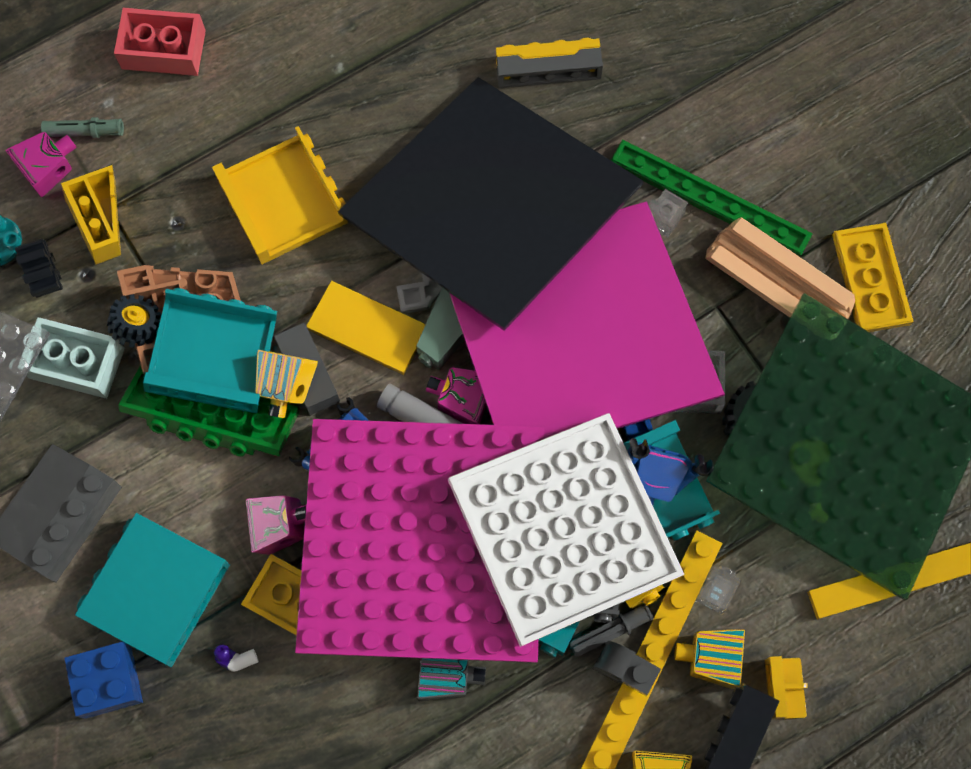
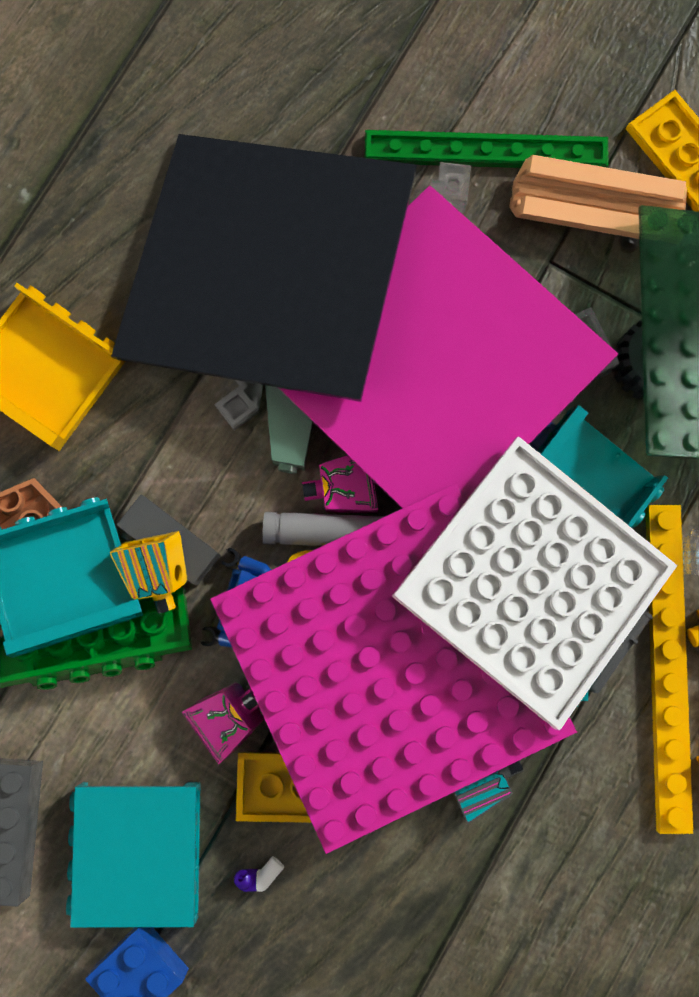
camera: 30 degrees left, 10 degrees up
(366, 327) = (206, 463): yellow tile -> none
(549, 62) = (245, 82): dark grey piece -> none
(626, 667) = (654, 682): dark grey brick -> none
(665, 471) = (597, 460): blue torso -> none

